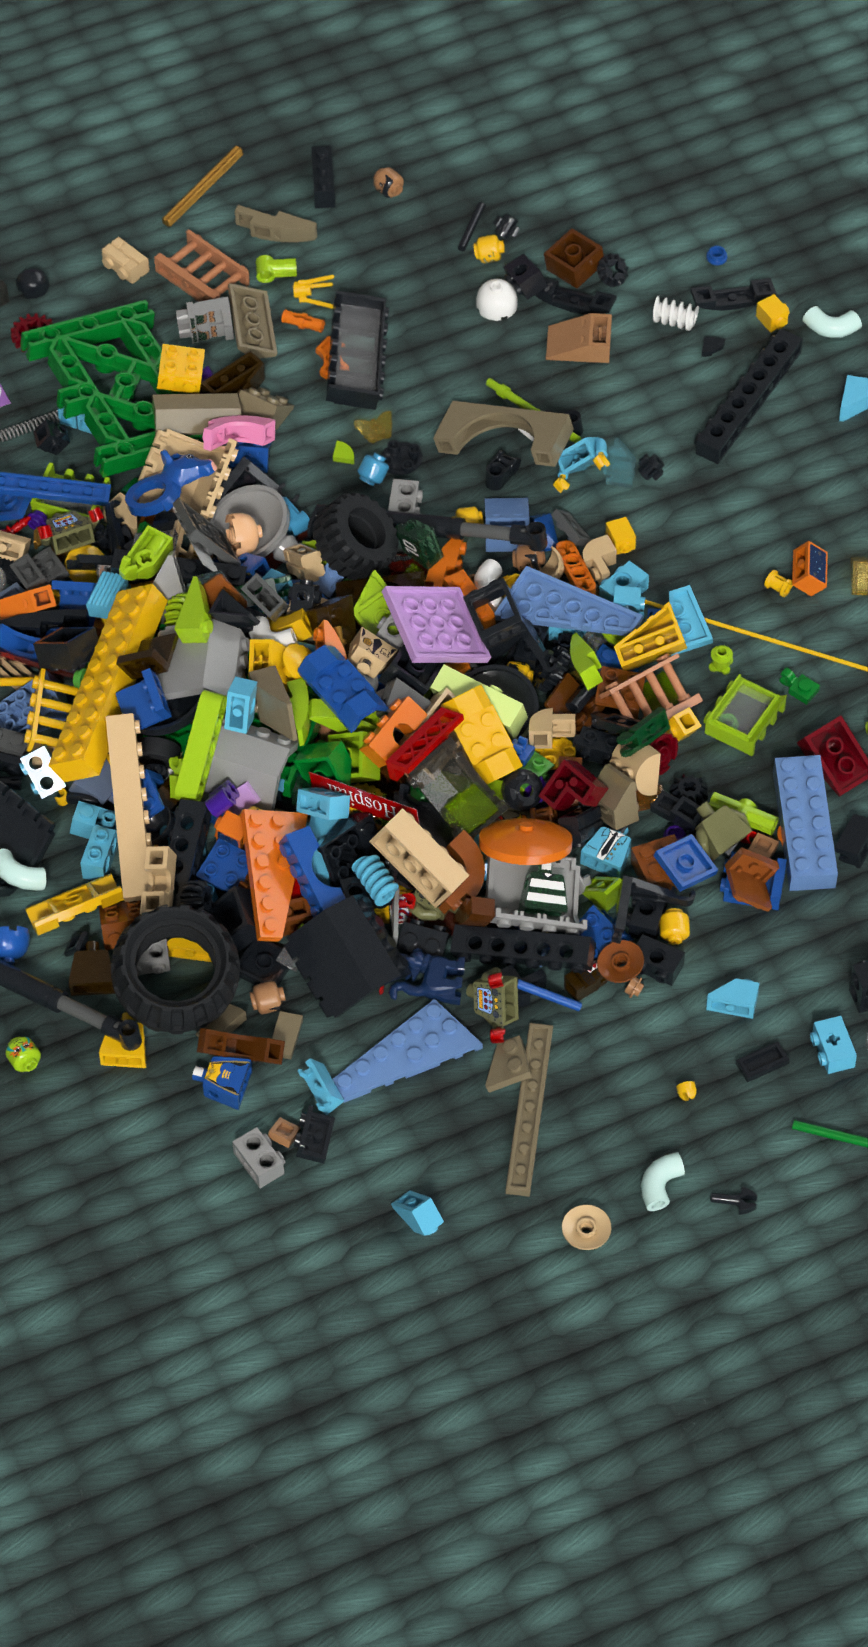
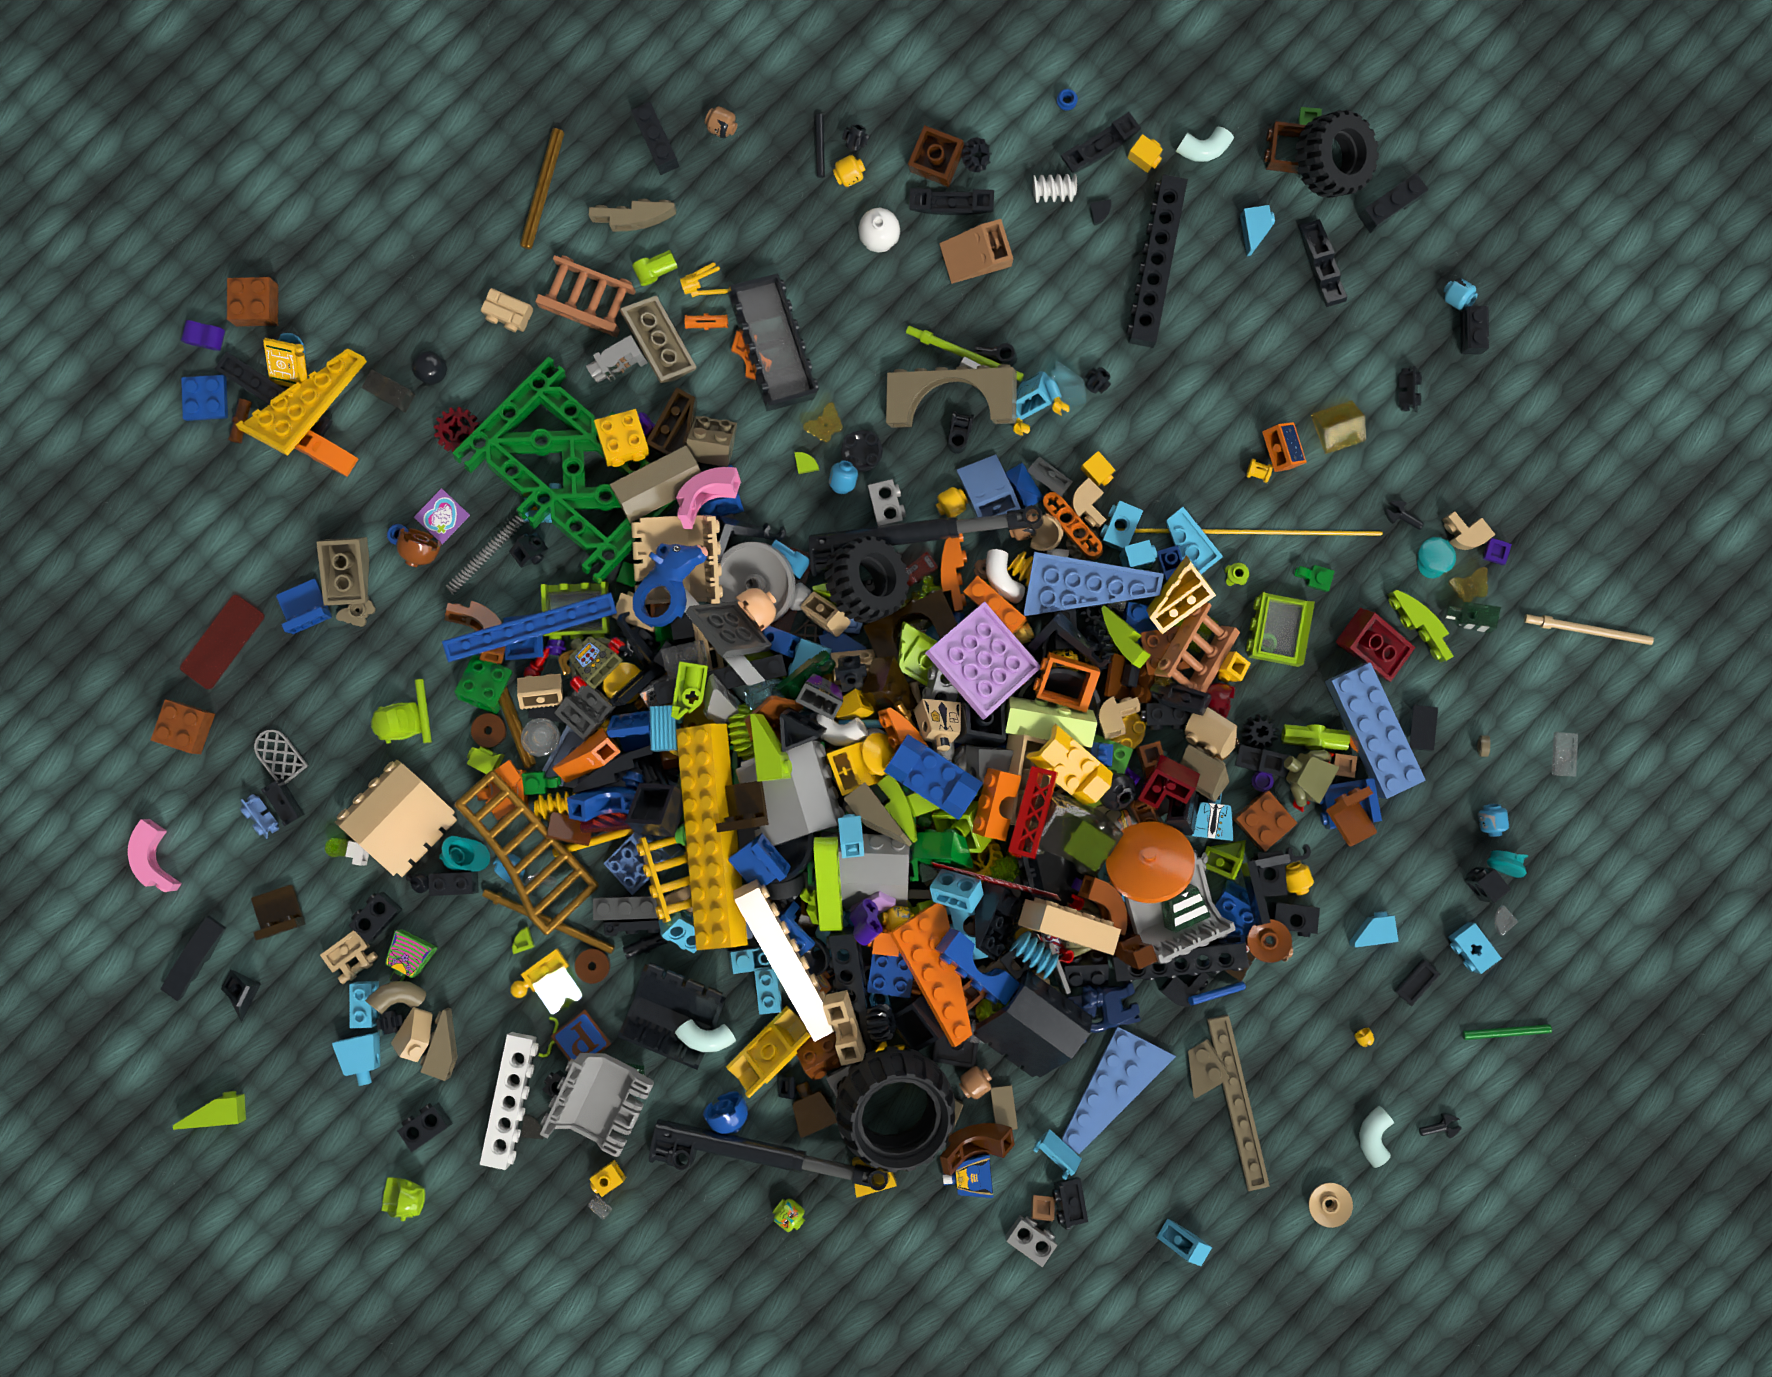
camera: 15 degrees left, 30 degrees up
(420, 542) = (928, 559): clear green torso -> none
(495, 1000) = (1176, 1017): olive torso -> none
(504, 630) = (1032, 655): black window -> none
(524, 277) = (906, 205): black brick -> none
(530, 684) = (1087, 690): none -> orange window
(644, 732) = (1213, 709): dark green hinge -> none
(685, 862) = (1293, 824): blue plate -> none

